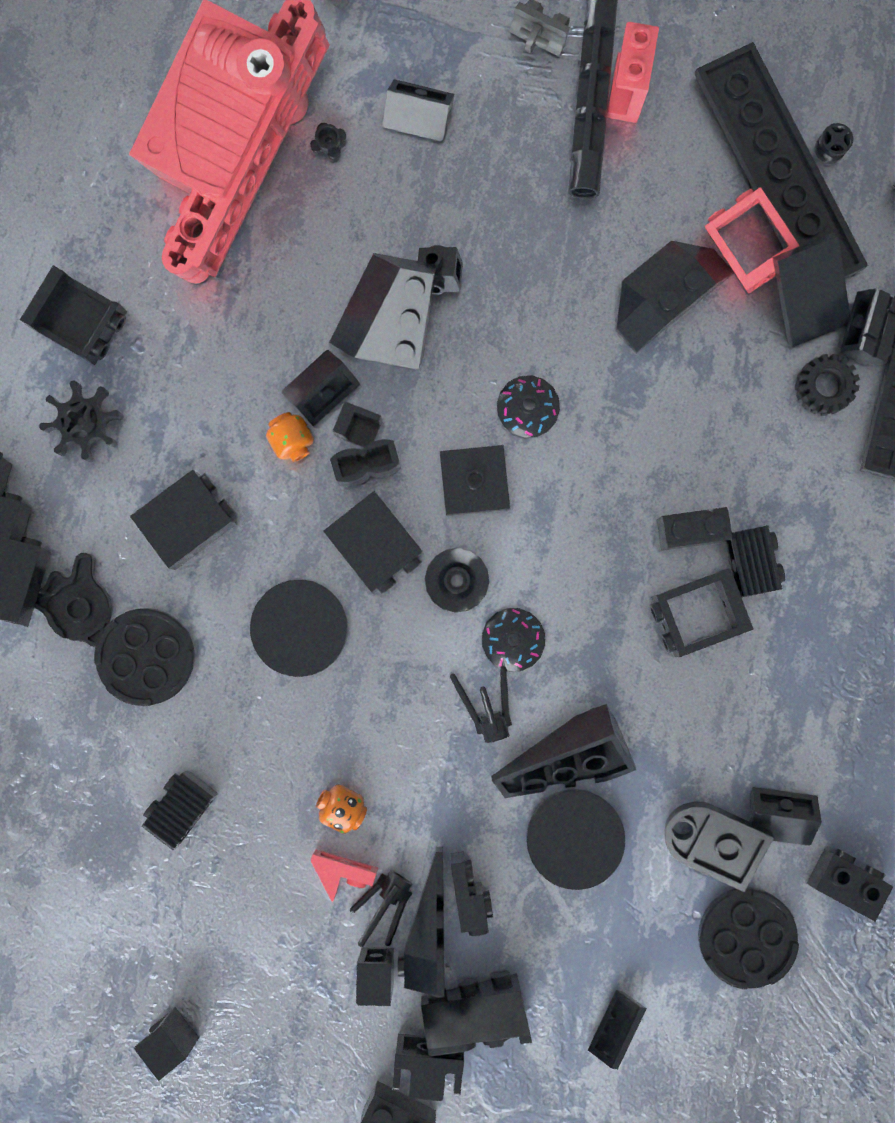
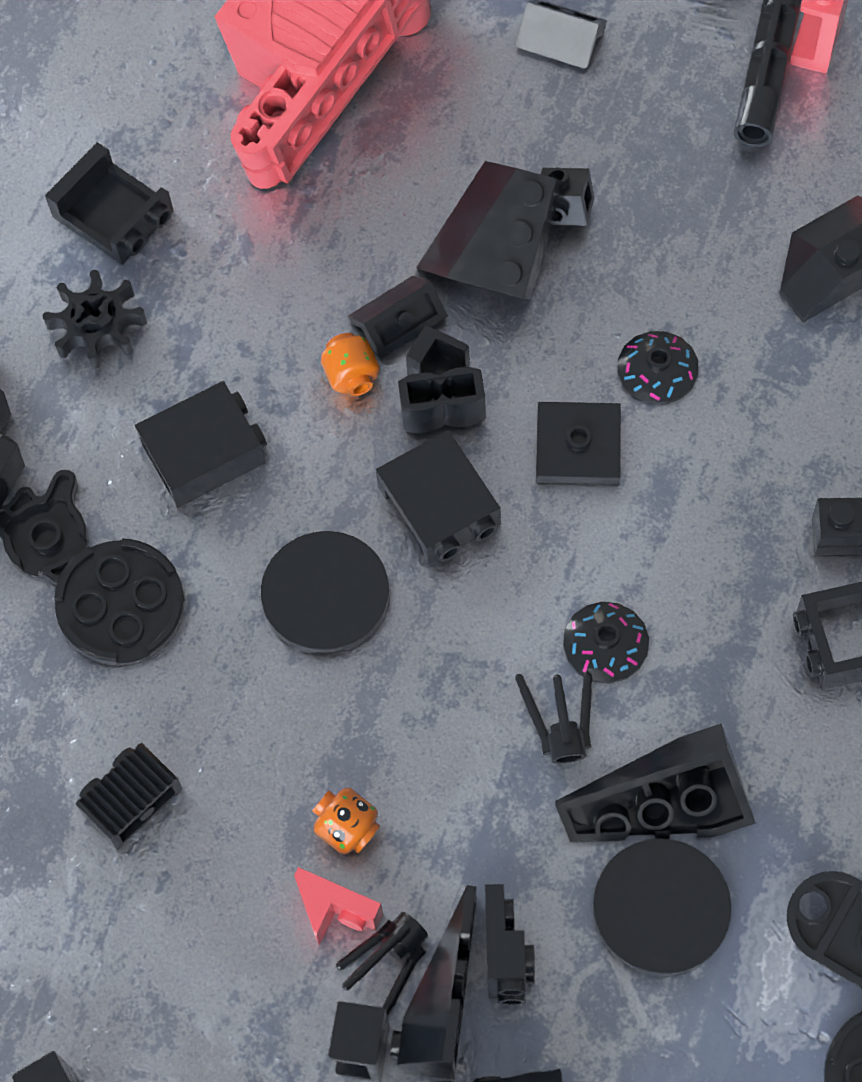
camera: 10 degrees right, 20 degrees down
(328, 131) = (447, 44): black plate -> none
(462, 563) = (540, 536): black dish -> none

